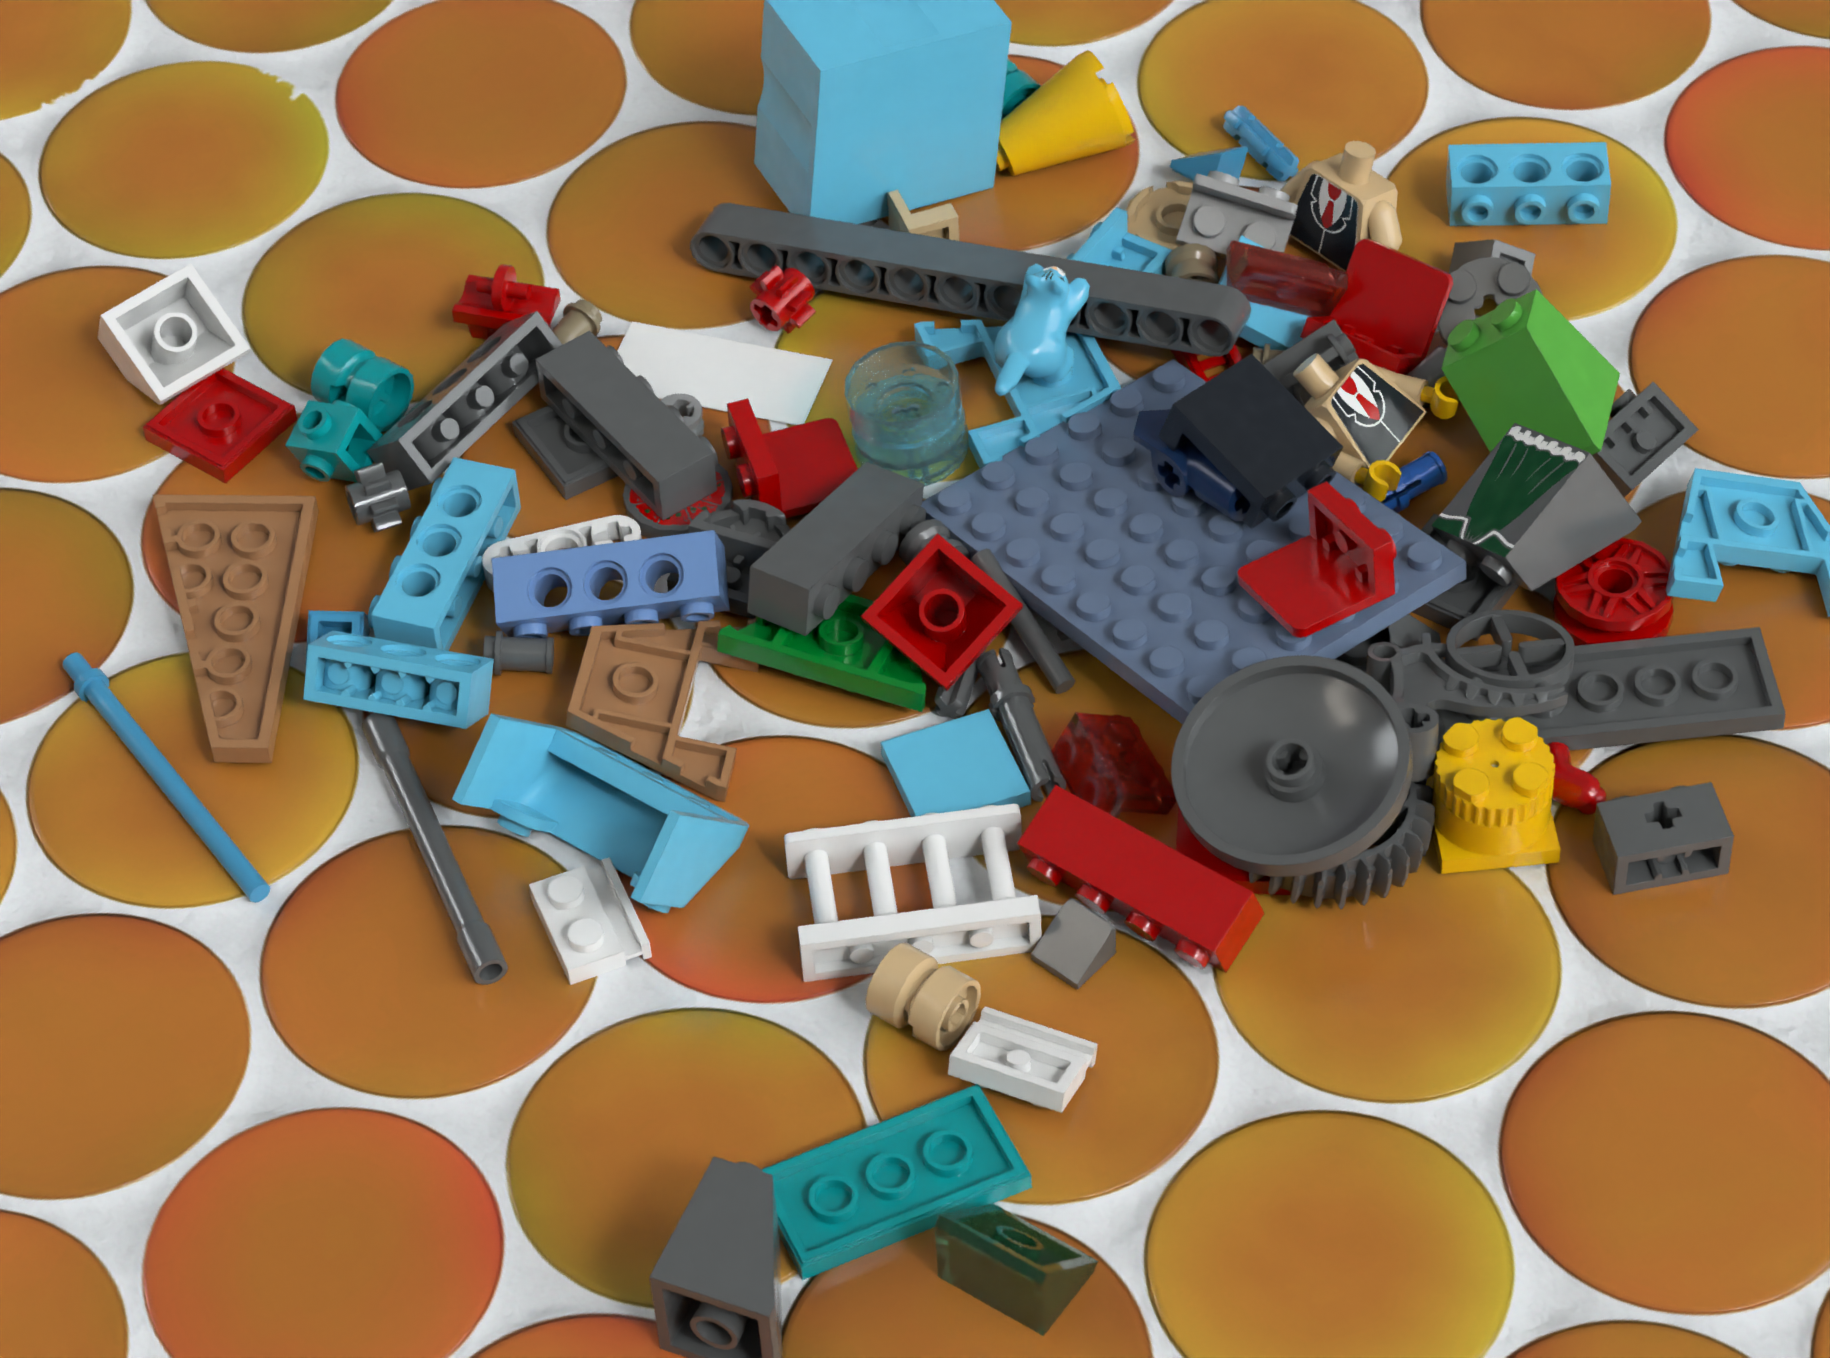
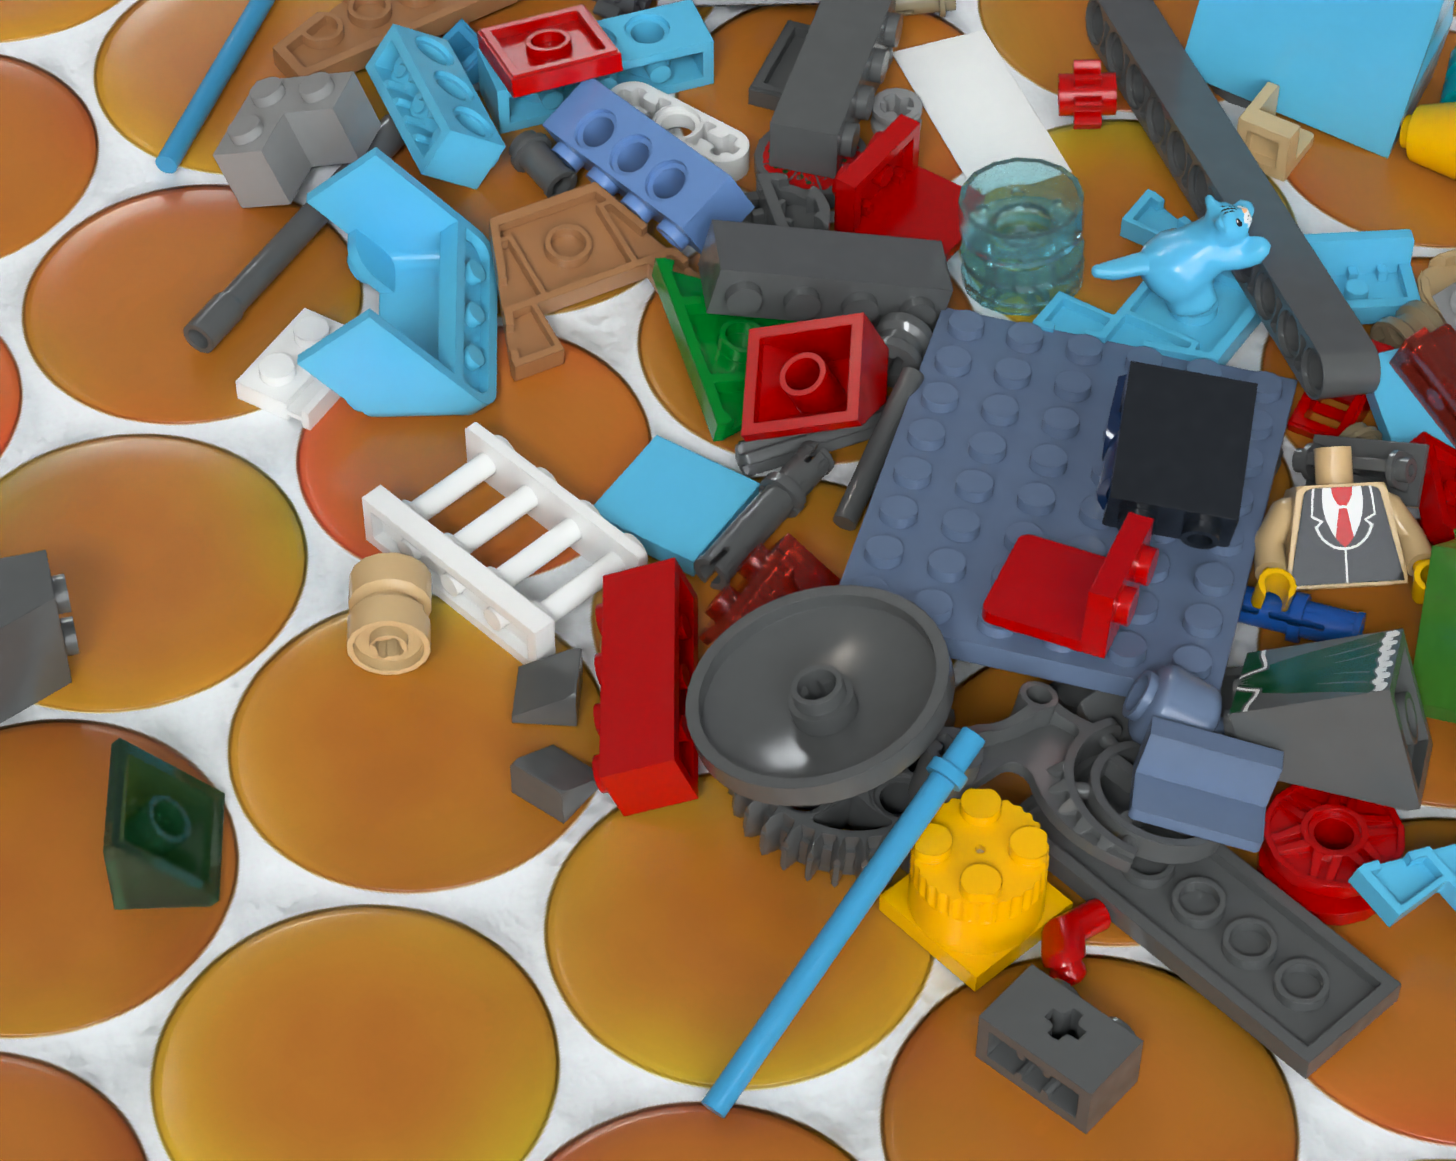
camera: 50 degrees right, 0 degrees up
(334, 775) = (289, 129): none -> light grey brick
(439, 567) = (549, 50): none -> red tile
(893, 1180) = (194, 711): teal tile -> none
(1022, 1059) = (387, 722): white plate -> none
(1167, 992) = (552, 781): none -> dark grey slope
(1441, 734) = (945, 775): none -> dark azure bar
(1459, 592) = (1173, 696): none -> sand blue head
(1530, 616) = (1203, 784): none -> sand blue panel

